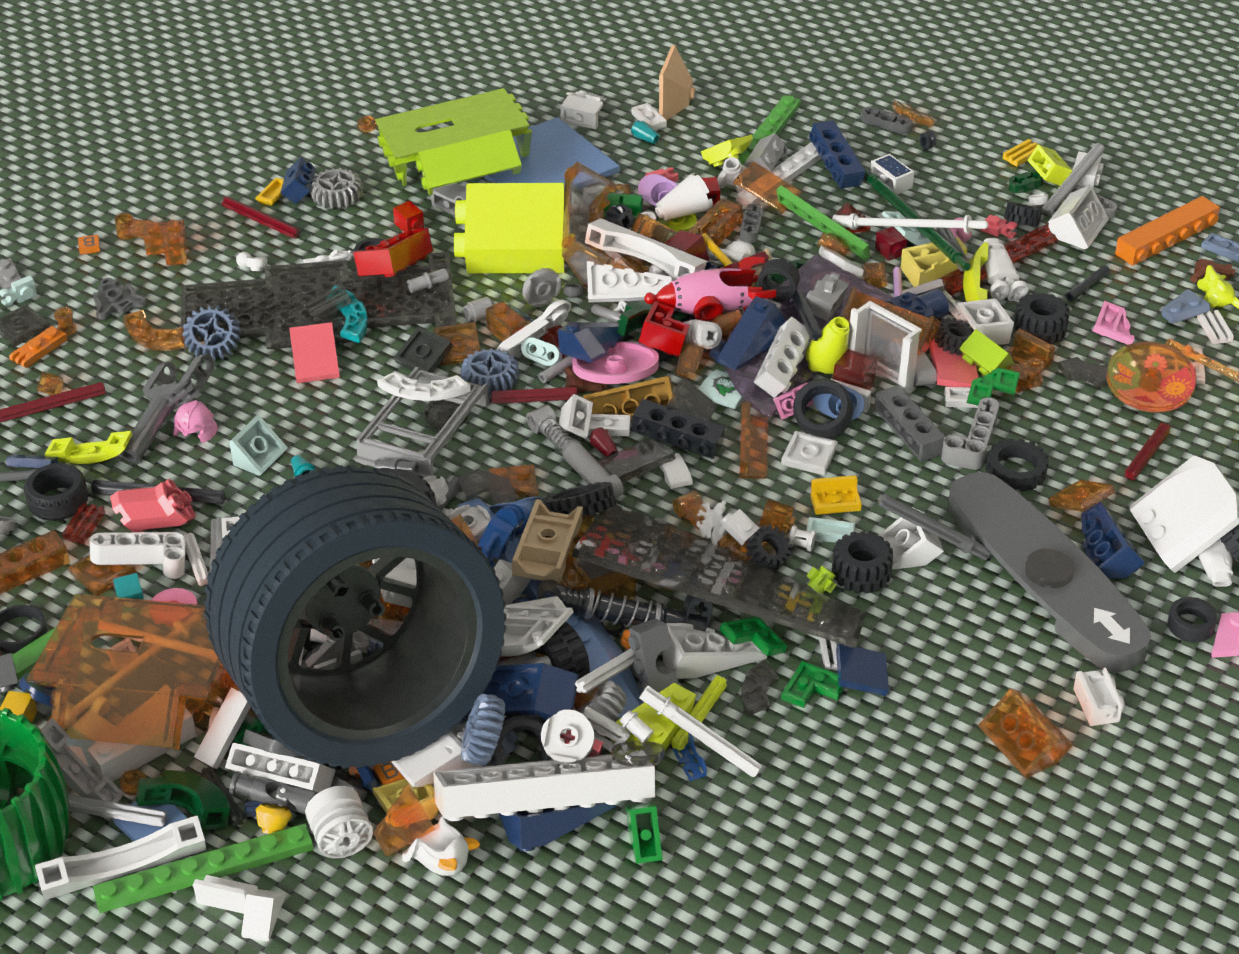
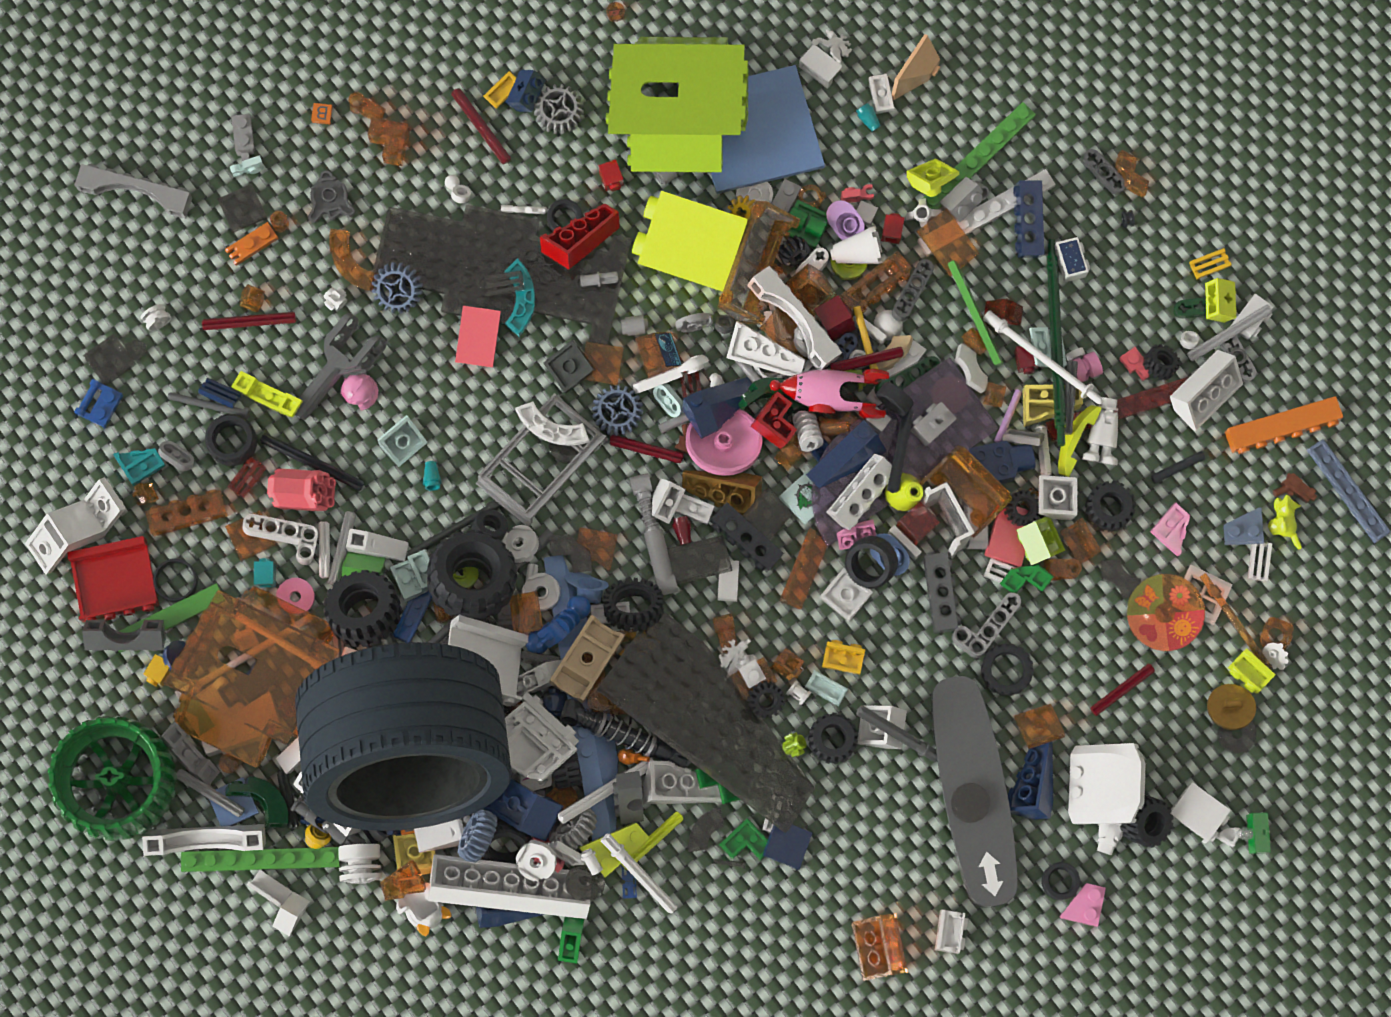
camera: 15 degrees right, 35 degrees up
(145, 360) = (335, 298): none -> white gear
(411, 467) = (503, 512): dark grey pin -> none
(820, 706) = (730, 863): none -> clear smoke piece

